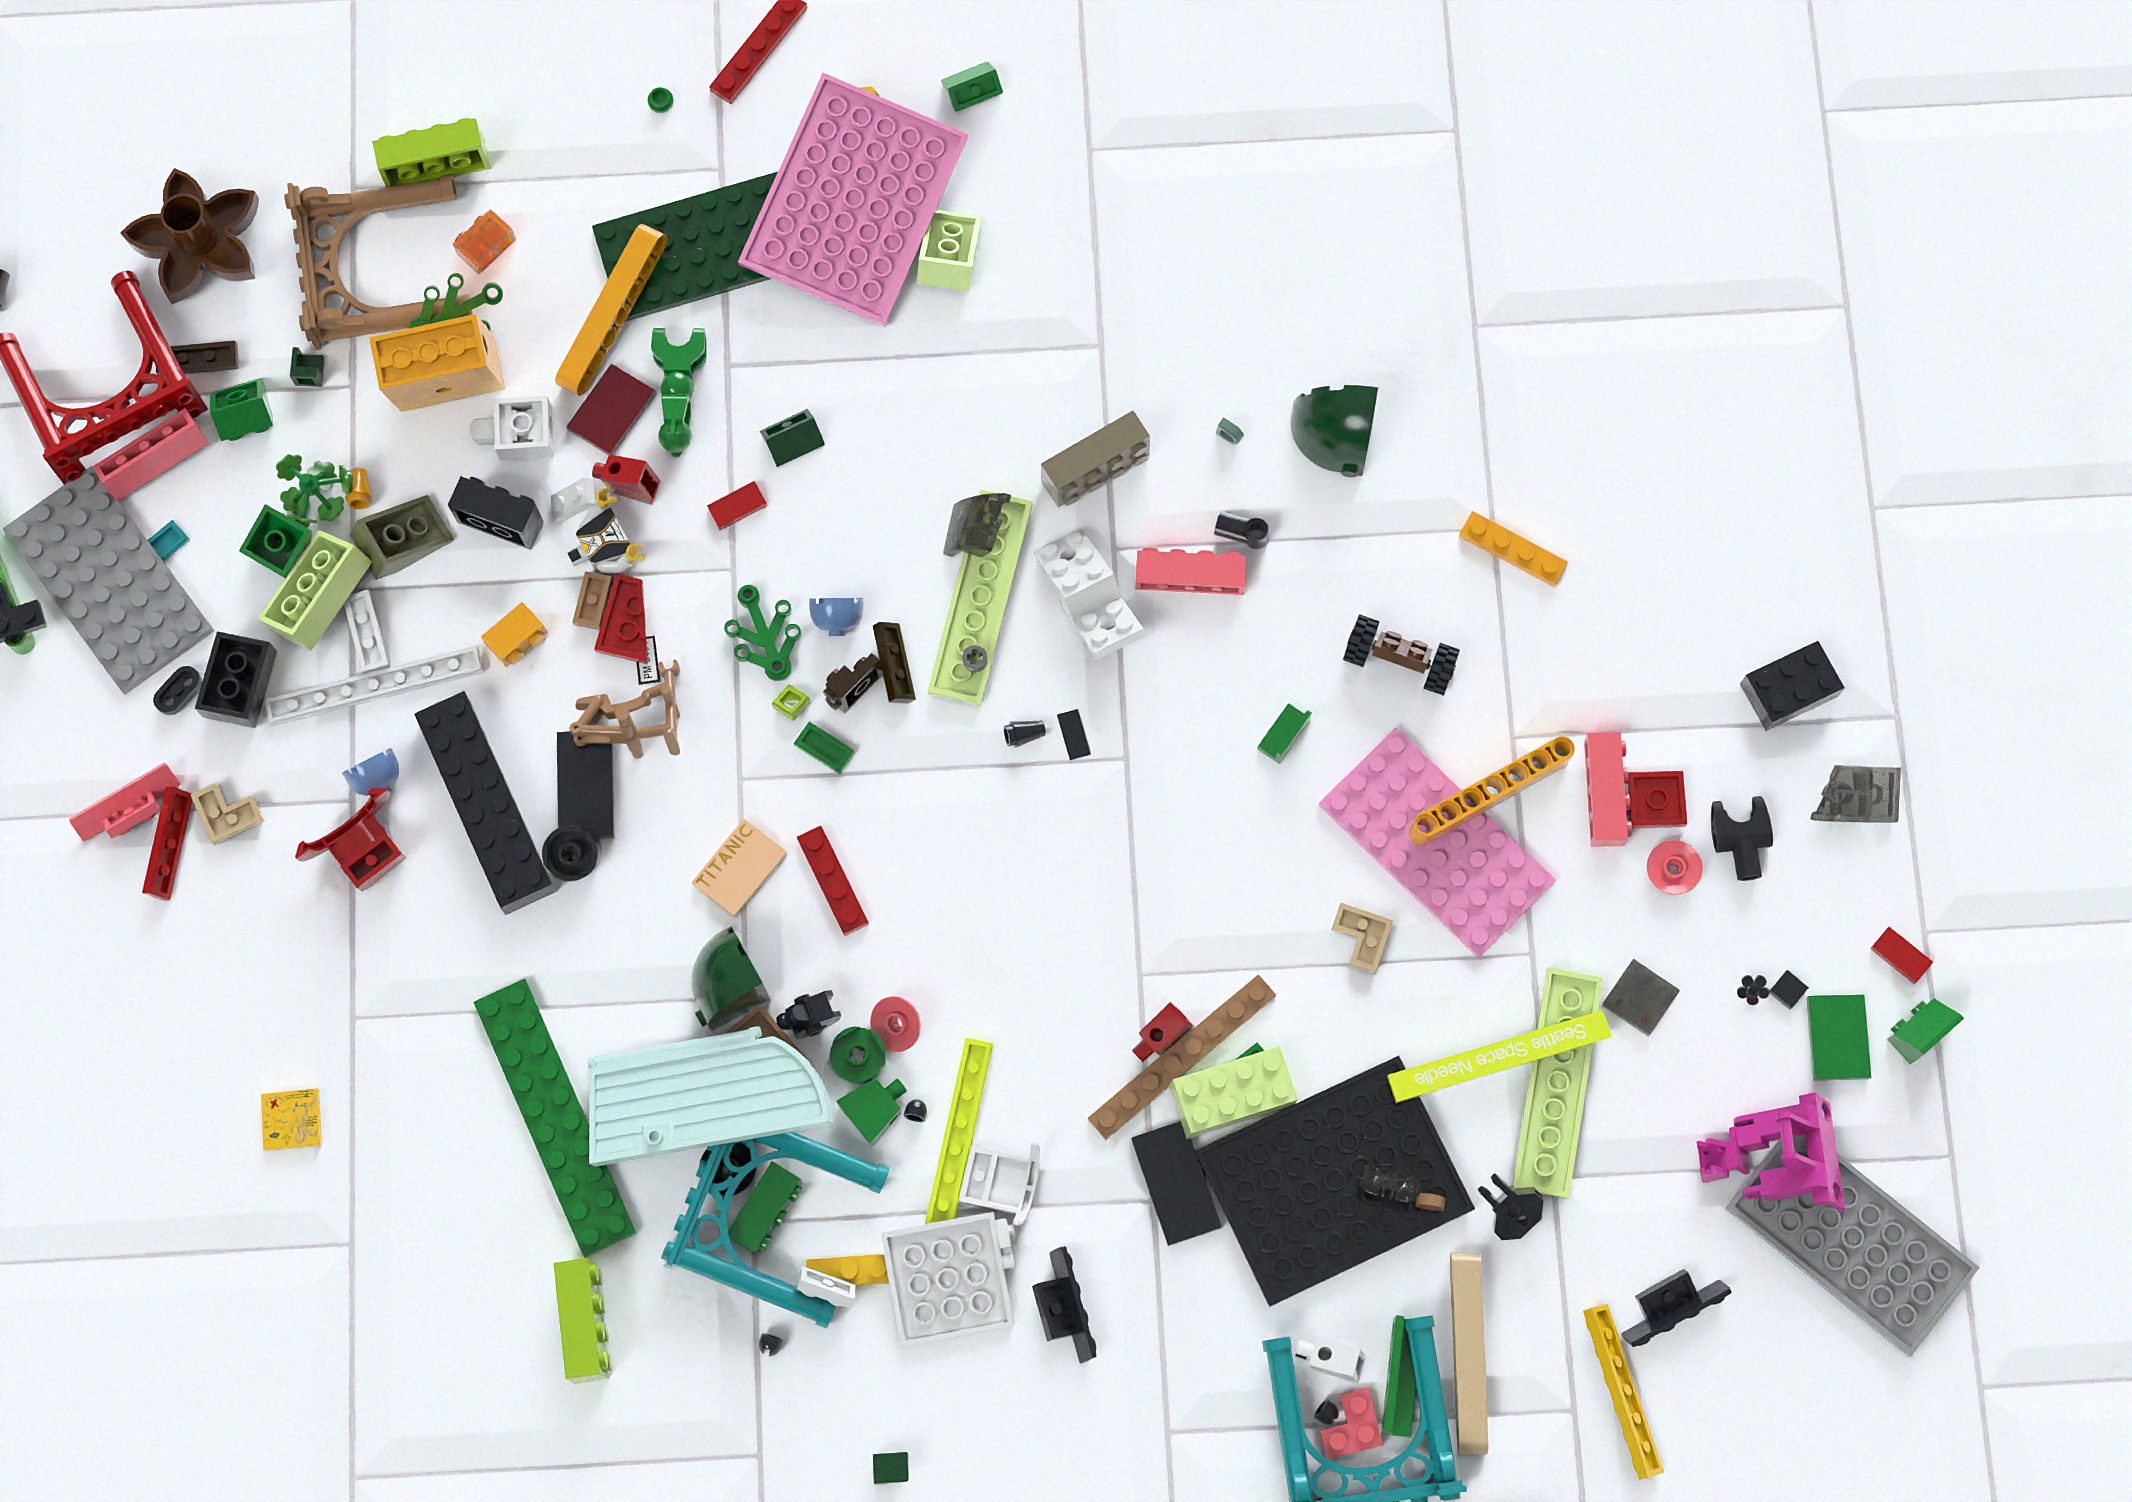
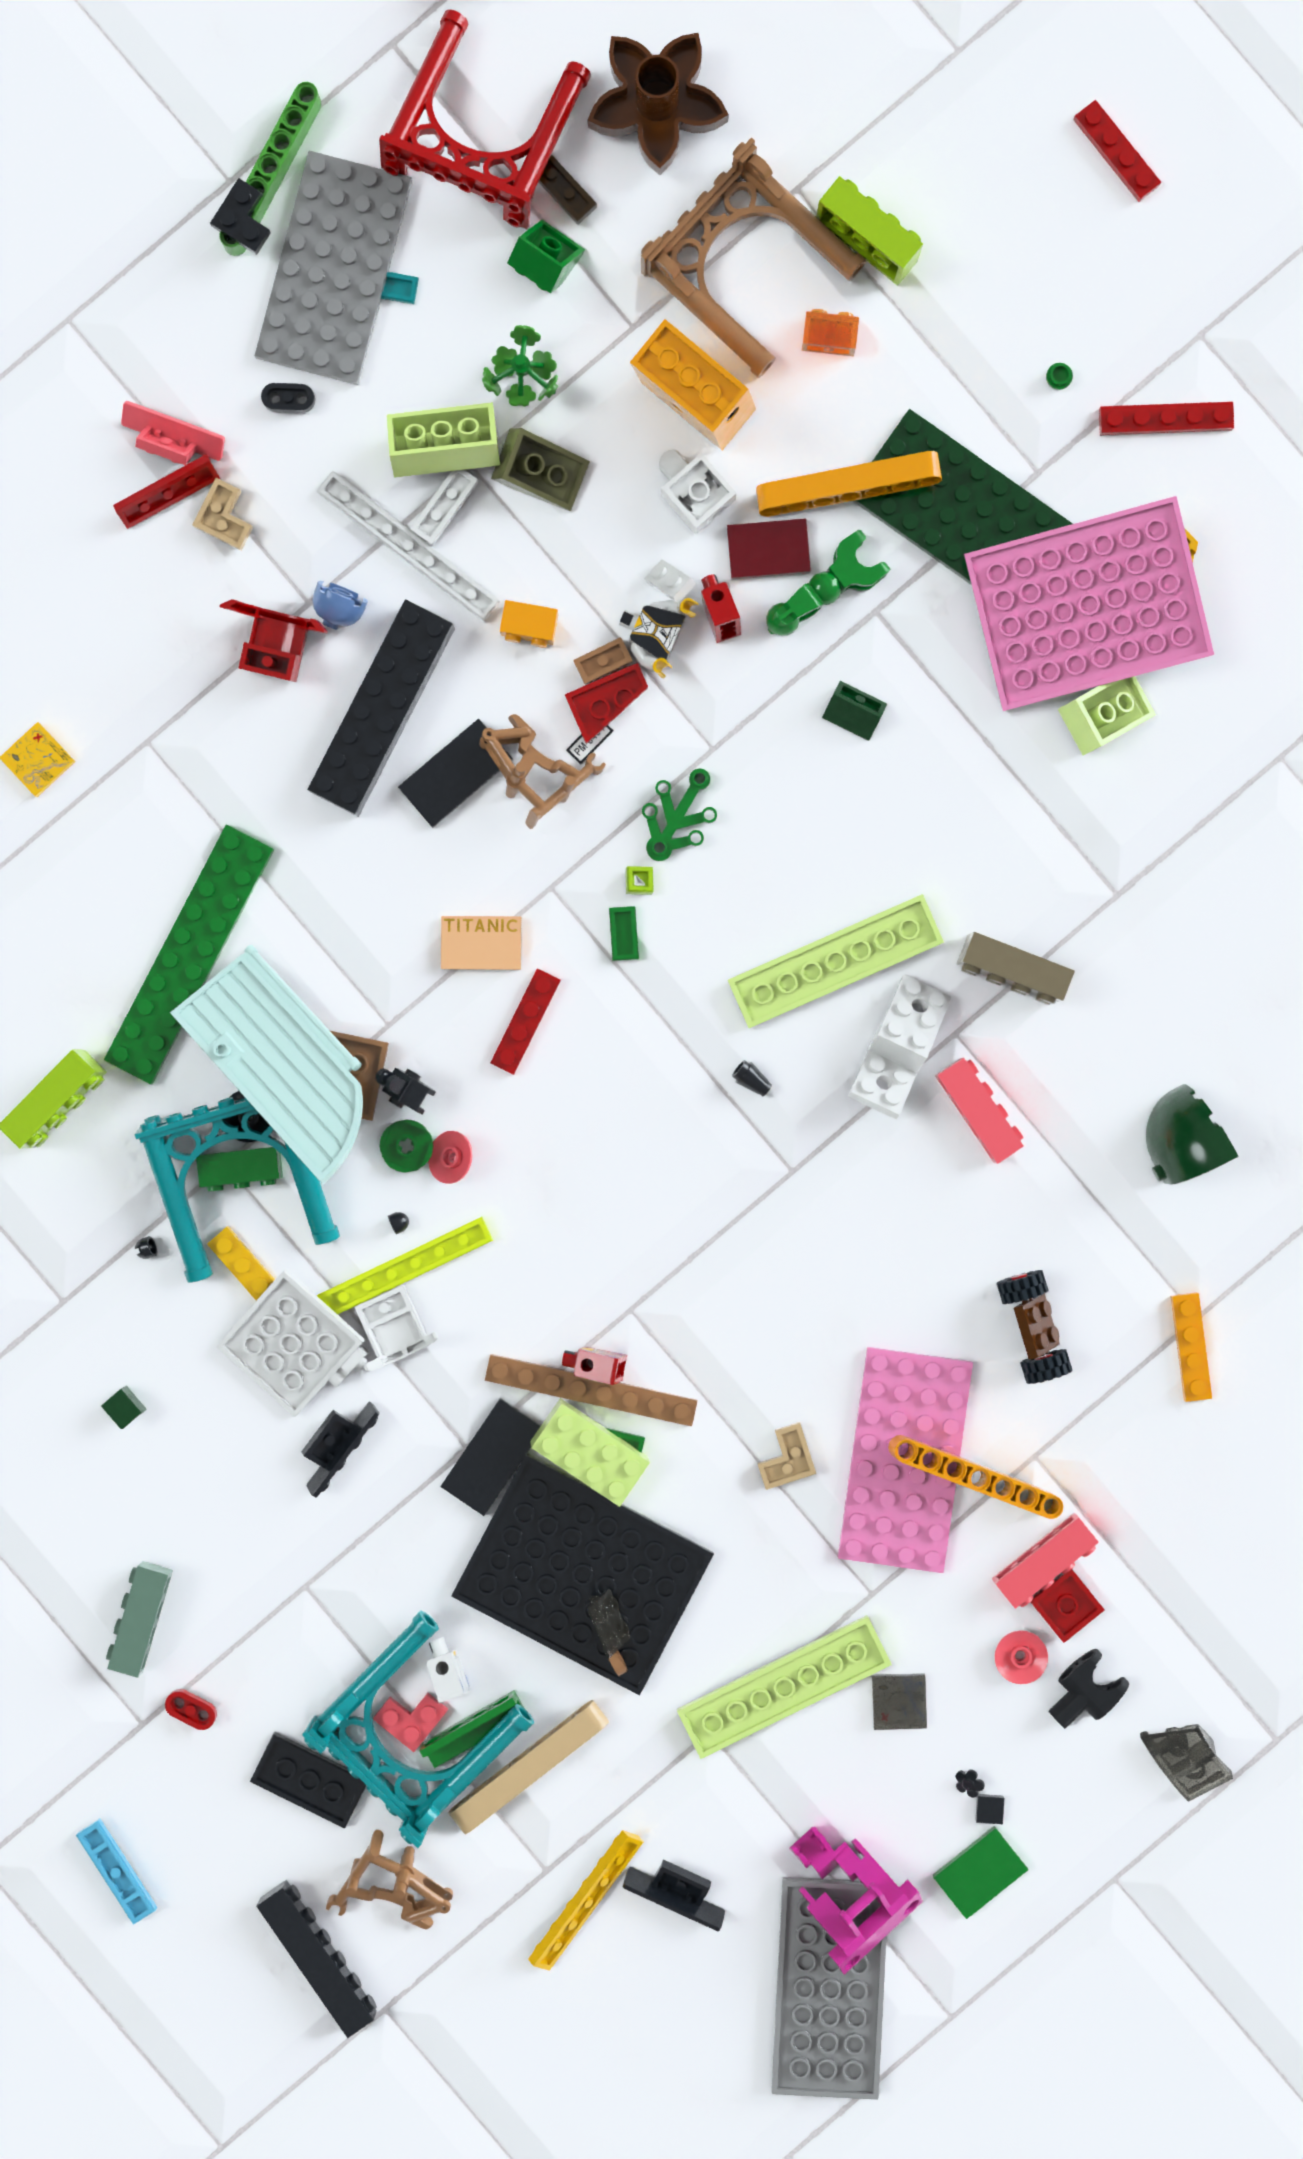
camera: 50 degrees right, 15 degrees up
(150, 454) = (453, 217): coral brick -> none
(236, 679) = (328, 437): black brick -> none
(276, 541) = (456, 377): green slope -> none
(306, 369) = (618, 279): dark green panel -> none
(359, 493) = (549, 408): light orange cone -> none
(450, 311) = (747, 358): green plant -> none
(496, 512) = (614, 529): black brick -> none
(561, 863) = (382, 798): black brick -> none
(725, 981) = (386, 1002): dark green brick -> none
(737, 505) = (765, 711): red tile -> none
(826, 1287) = (214, 1260): white plate -> none
(836, 614) = (735, 860): medium blue cylinder -> none
(847, 687) = (679, 916): dark brown plate -> none
(873, 1108) = (374, 1189): green torso -> none
(894, 662) = (731, 935): dark brown plate -> none
(968, 654) = (780, 989): flat silver bush -> none
(972, 86) = (1264, 619): green panel -> none
(975, 524) = (887, 914): clear smoke slope -> none
(1073, 734) = (780, 1116): black sticker -> none
(1229, 431) = (1120, 1053): sand green tile -> none
(1239, 529) = (1044, 1121): black piece -> none
(1284, 733) = (904, 1279): green panel -> none
(1326, 1412) = (406, 1693): black hinge -> none
(1499, 1056) = (769, 1632): neon yellow tile -> none
(1511, 1206) = (659, 1724): black hinge -> none
(1792, 685) = (1239, 1646): black brick -> none
(1901, 955) = (1082, 1875): red tile -> none
(1923, 1029) = (1033, 1937): green slope -> none

